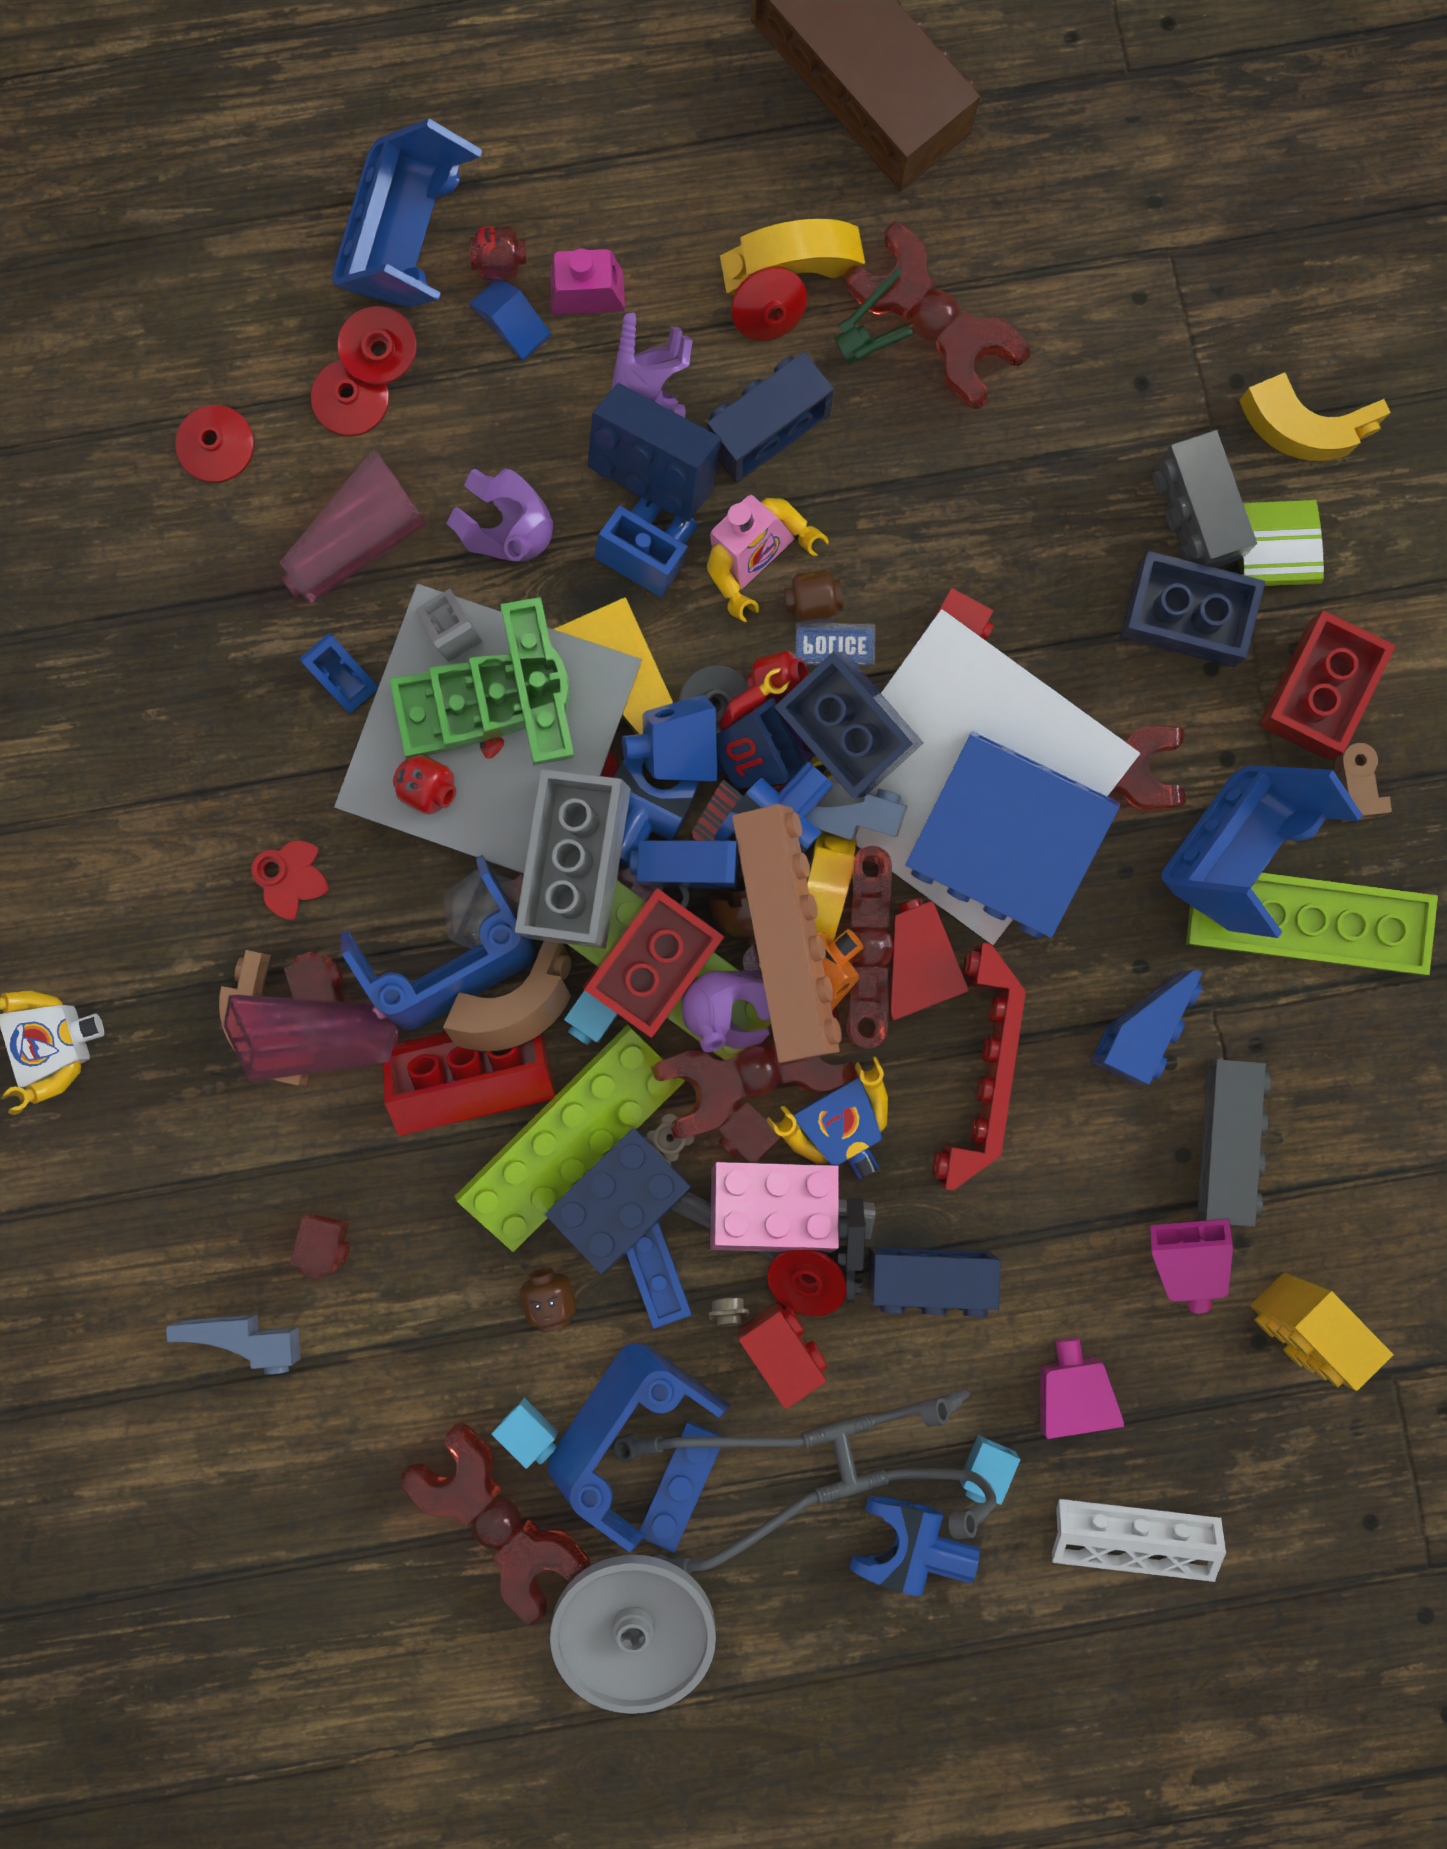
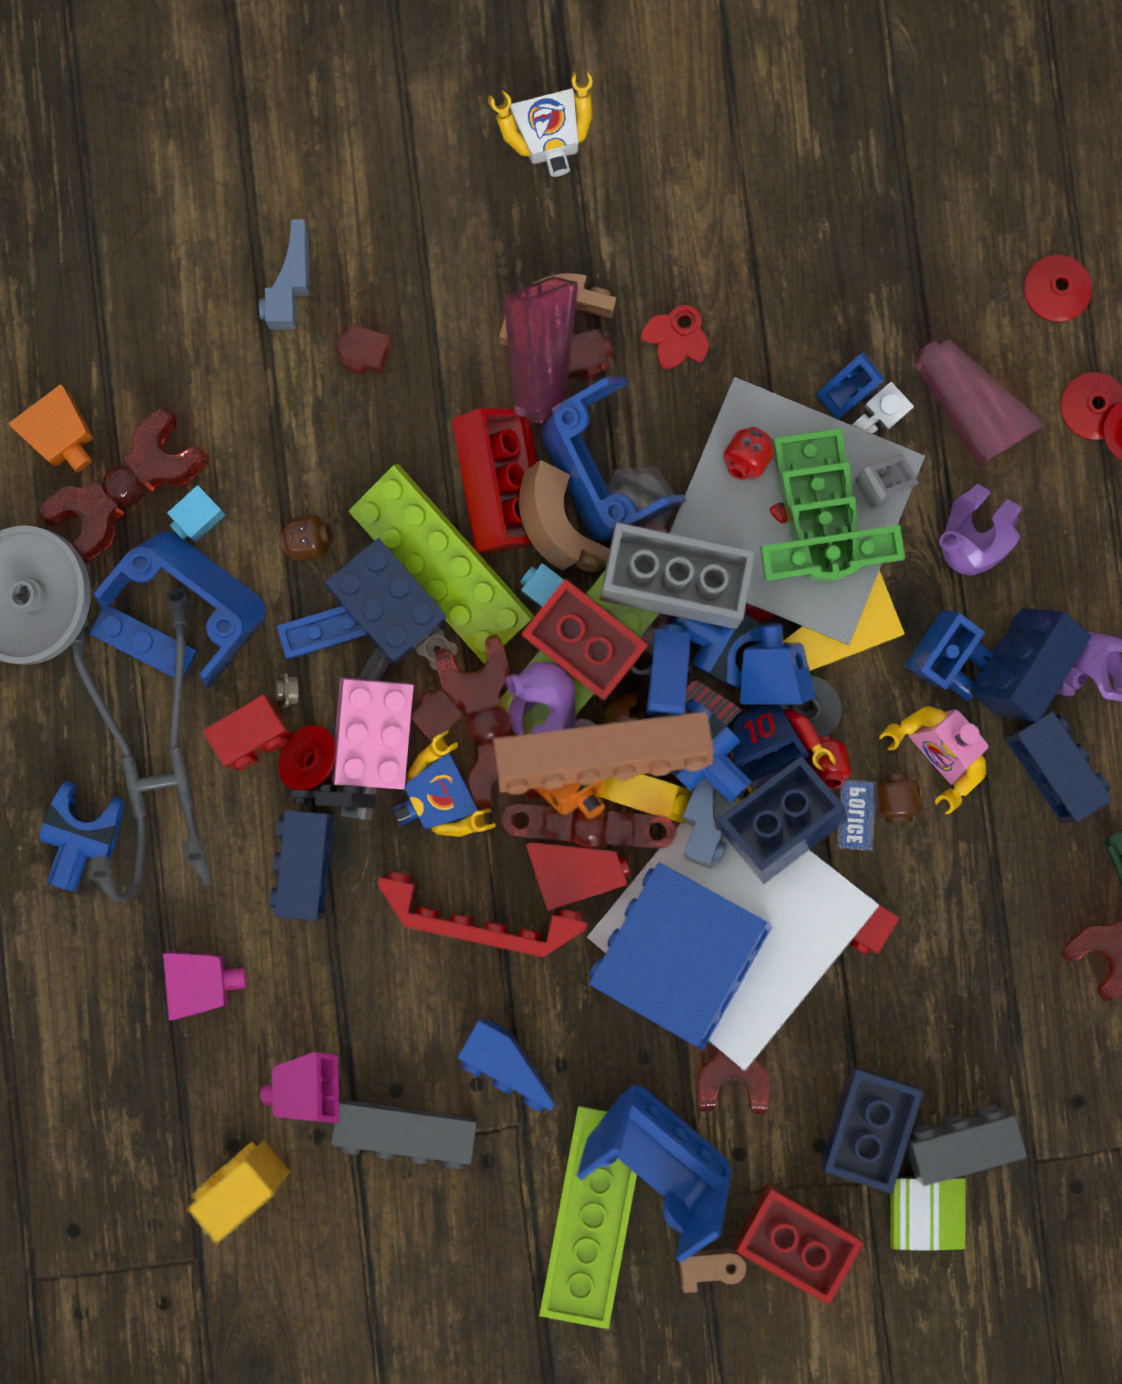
camera: 85 degrees right, 0 degrees up
(363, 632) = (886, 408): none -> white plate
(432, 1609) = (56, 429): none -> orange torso
(995, 1464) = (143, 908): medium azure brick -> none
(1140, 1535) = (76, 1029): white fence -> none
(1300, 433) = (1024, 1240): yellow arch -> none

